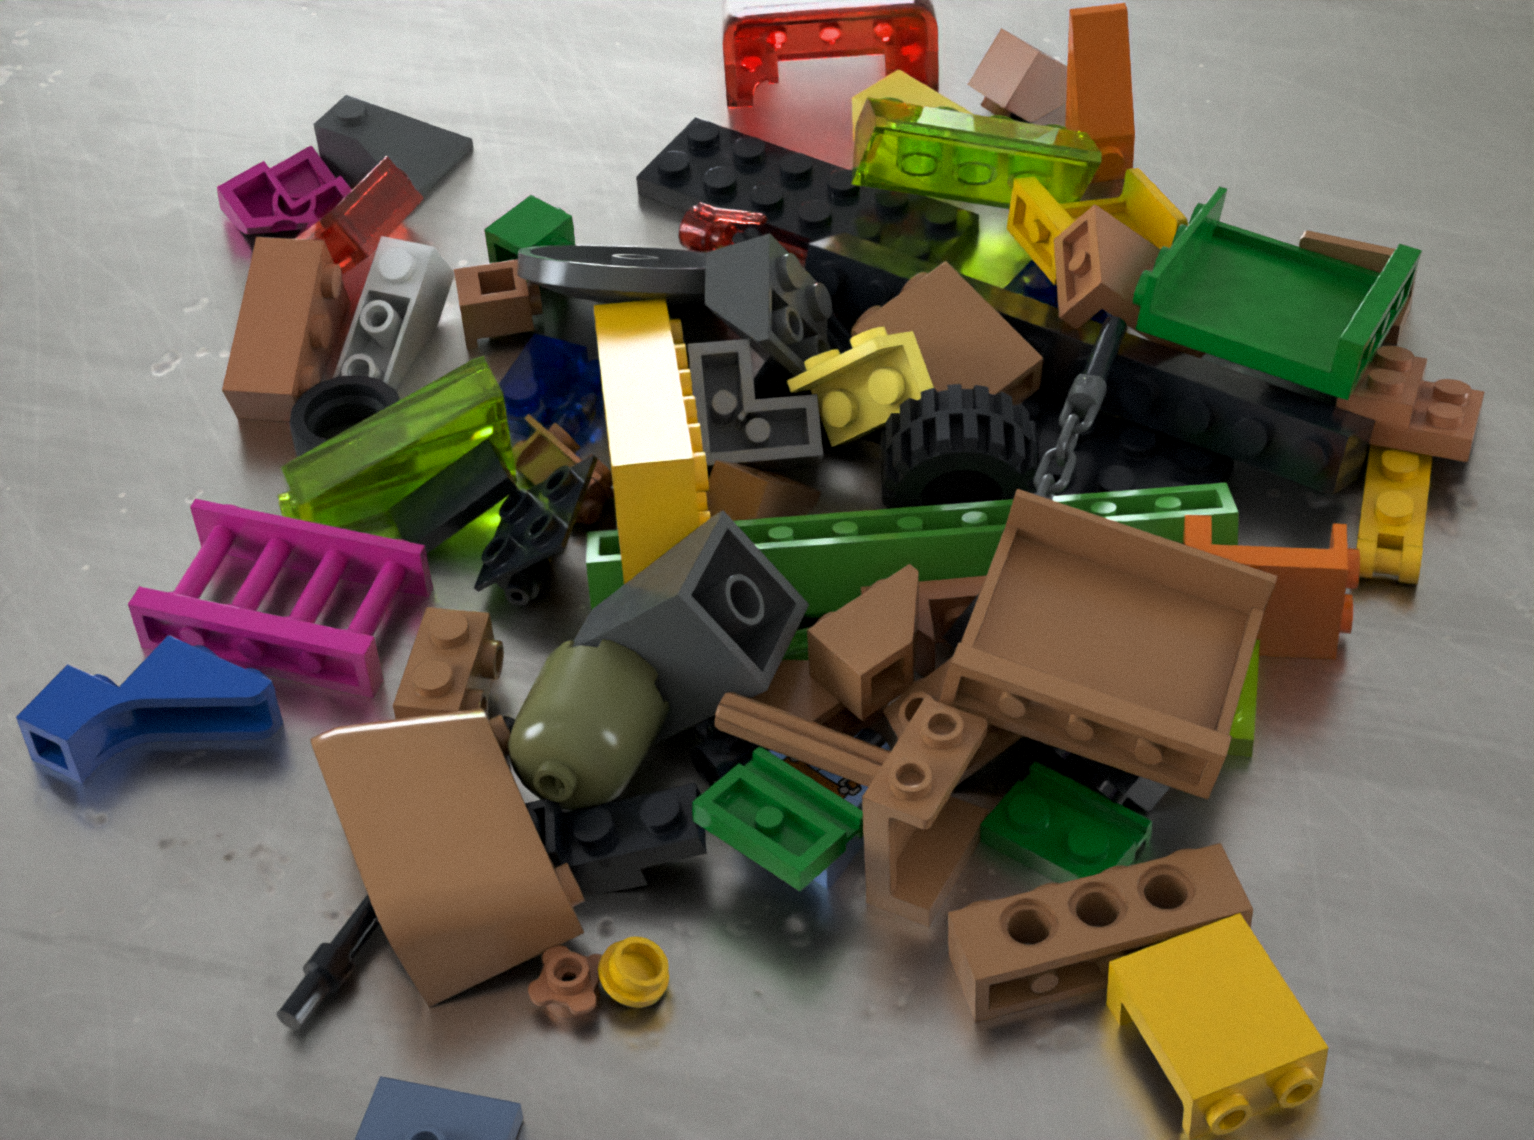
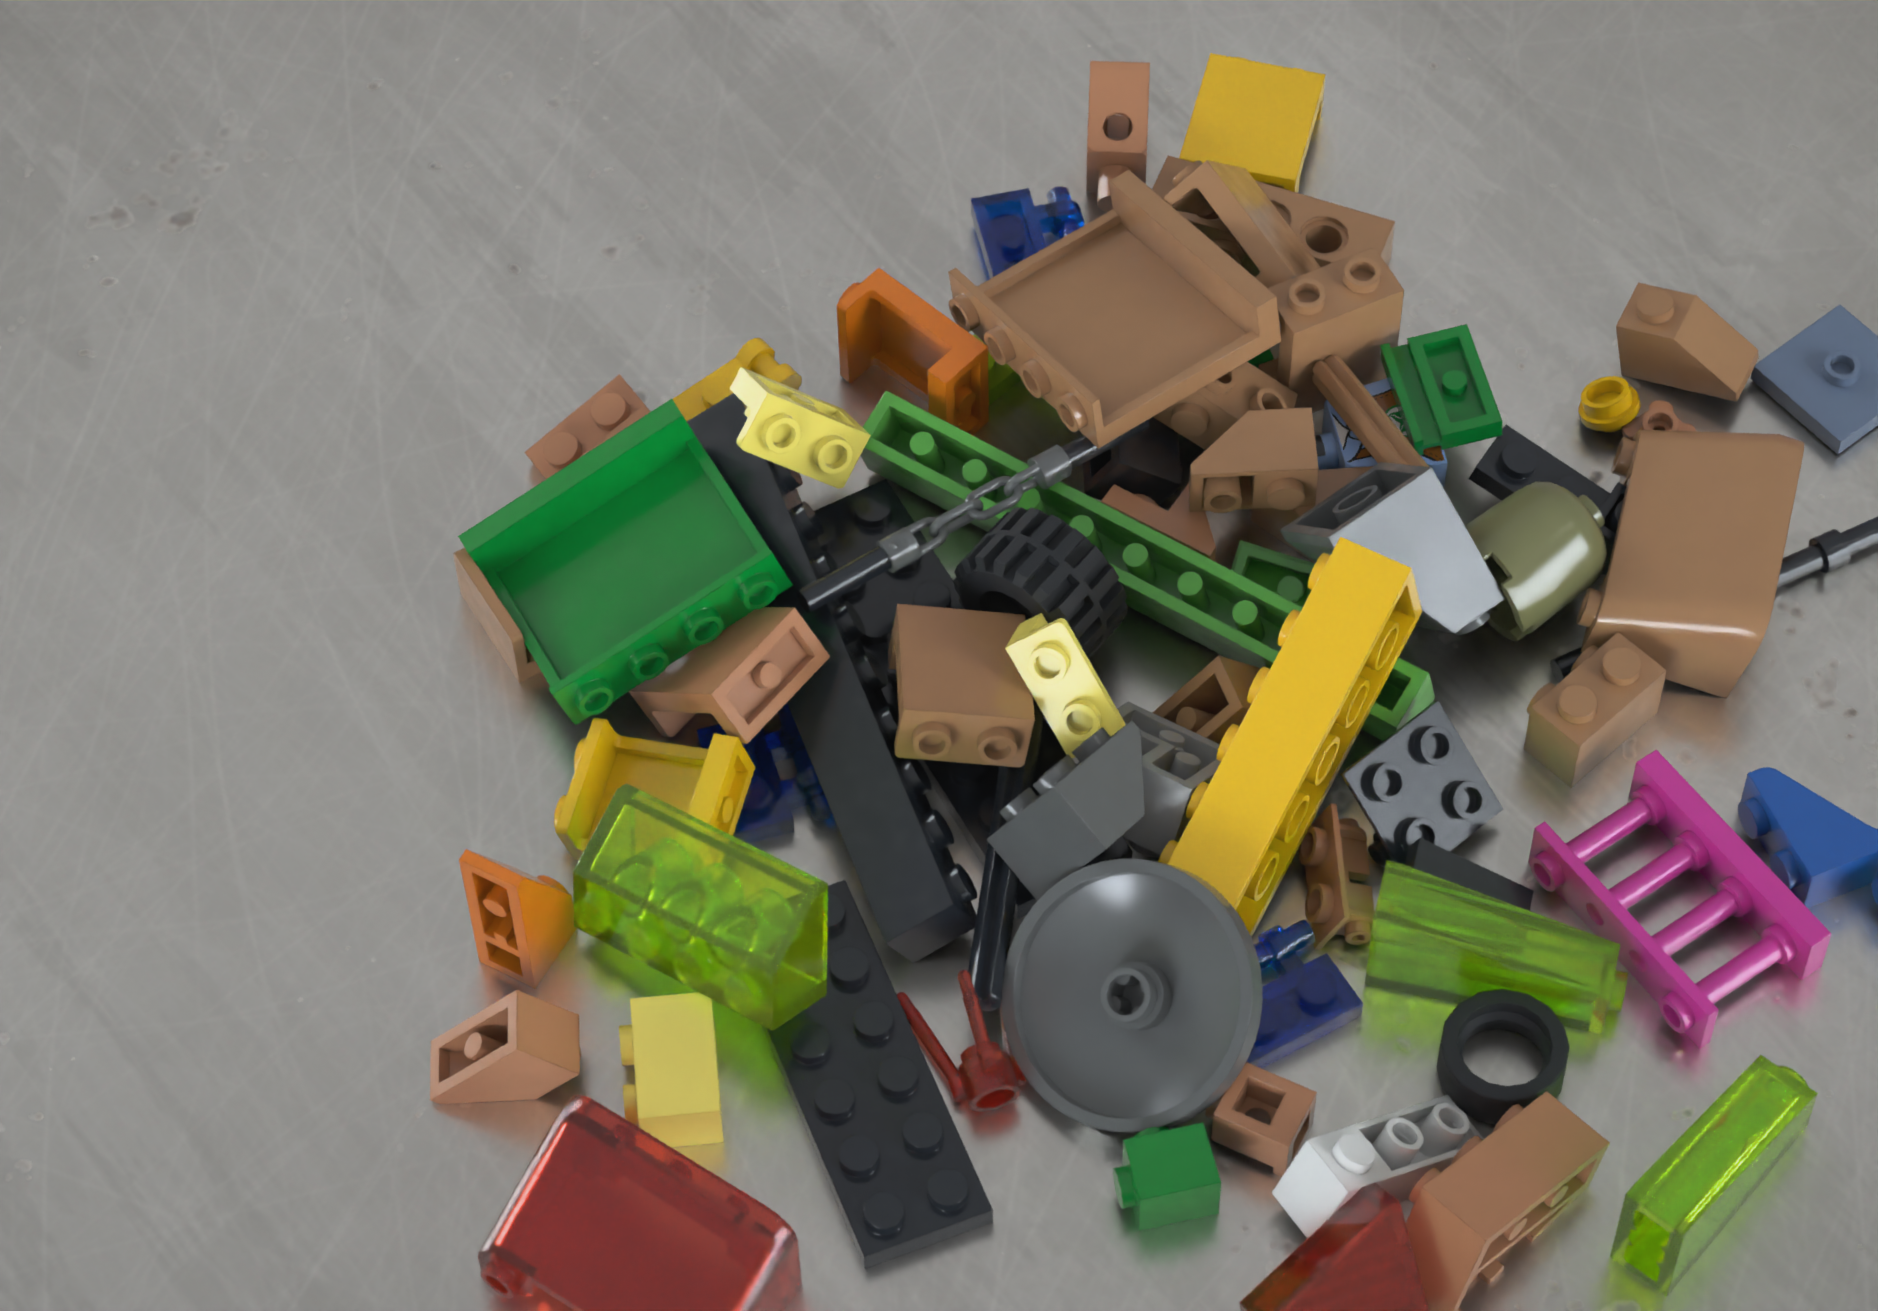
camera: 145 degrees left, 10 degrees up
(134, 420) = (1710, 1173): none -> clear neon green slope
(599, 1056) = (1682, 344): none -> medium nougat slope
(1073, 812) = (1247, 214): none -> medium nougat panel
(1271, 434) = (798, 430): none -> light yellow bracket
(1311, 781) = (1014, 228): none -> clear blue plate
(1330, 918) = (1115, 140): none -> nougat torso

